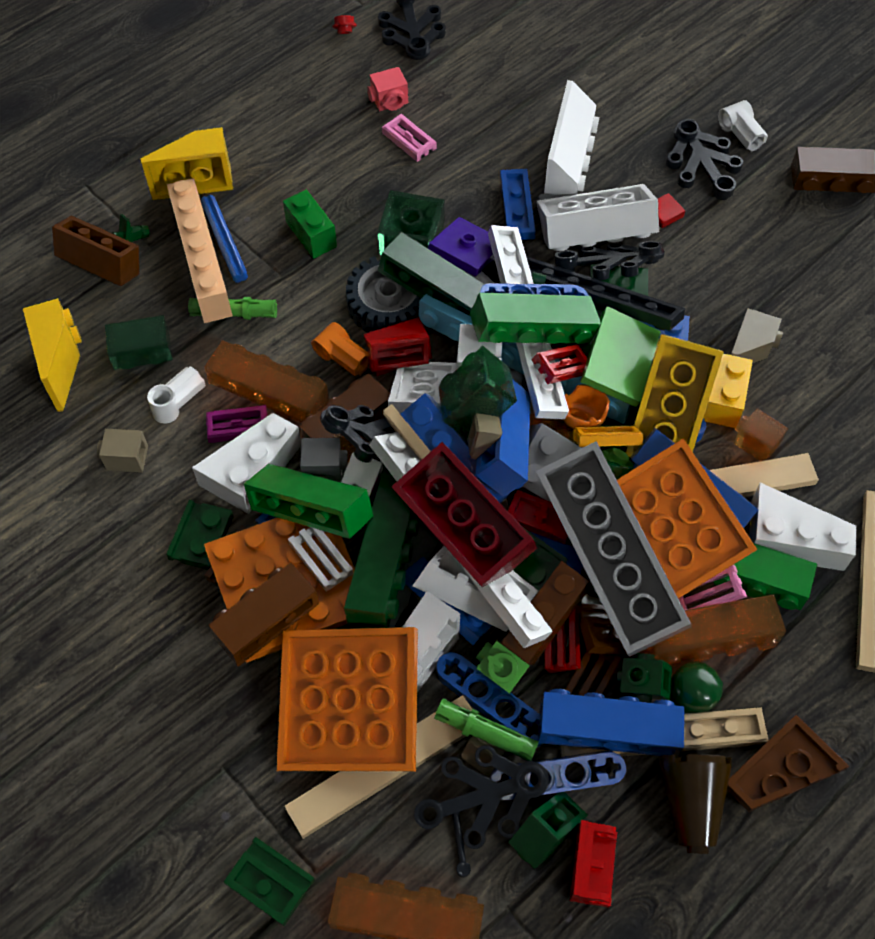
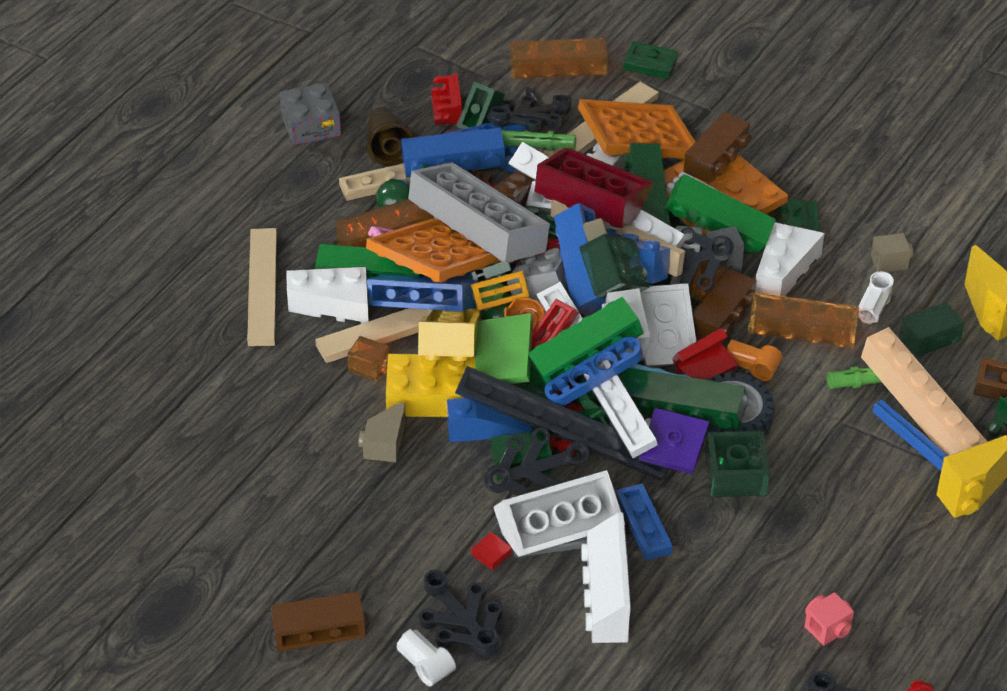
camera: 165 degrees right, 15 degrees down
(230, 430) = (831, 295): magenta tile -> none
(310, 223) = (837, 454): green brick -> none
(405, 139) = (781, 582): bright pink tile -> none
(784, 766) = (325, 170): reddish brown wing -> none
(803, 876) = (310, 113): none -> dark grey brick

